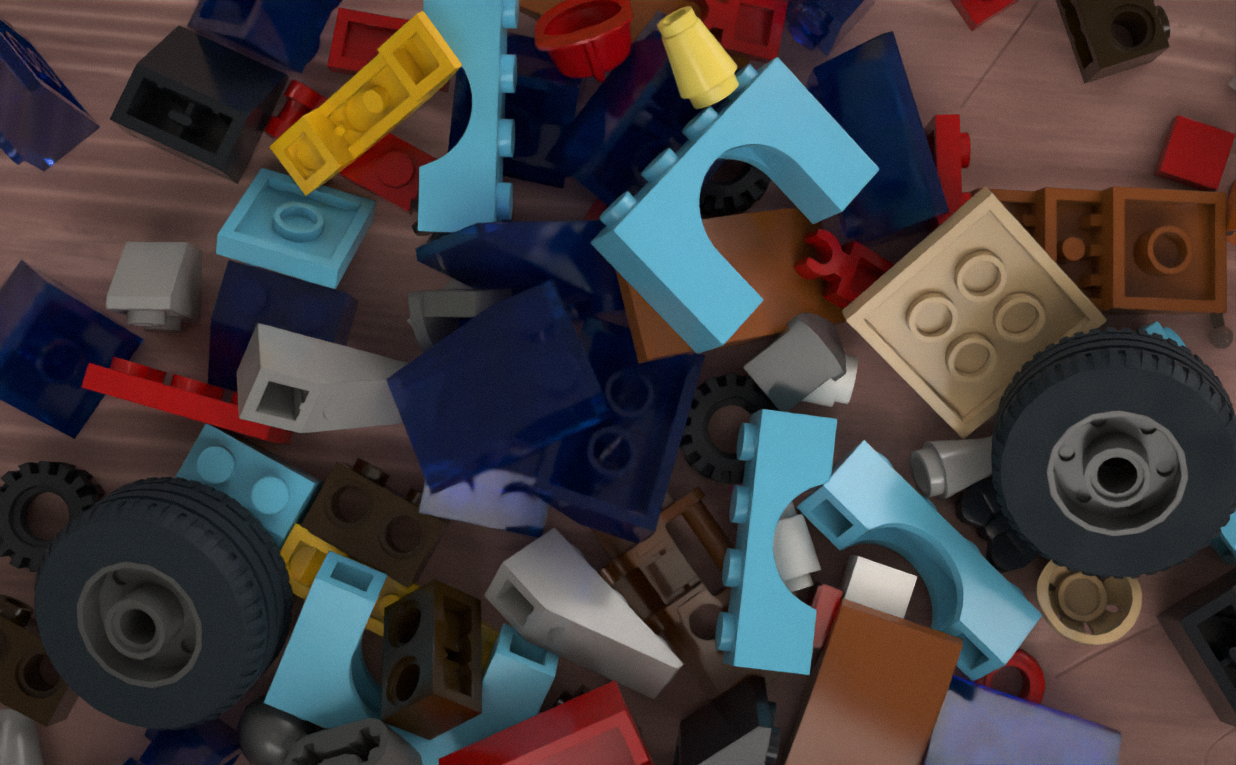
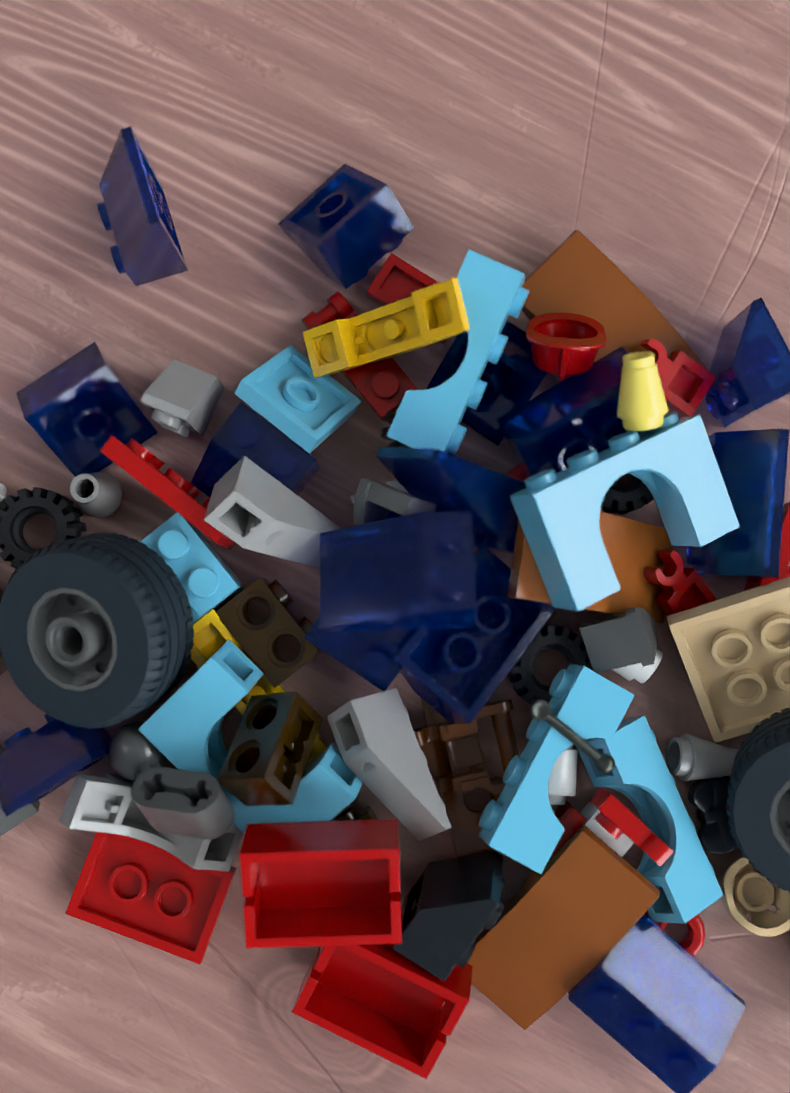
camera: 20 degrees right, 0 degrees up
(110, 445) = (105, 497): none -> light grey cone
(200, 102) = (265, 281): black slope -> none
(731, 481) = (541, 710): none -> pearl dark grey hinge
(878, 574) = (618, 820): none -> red plate

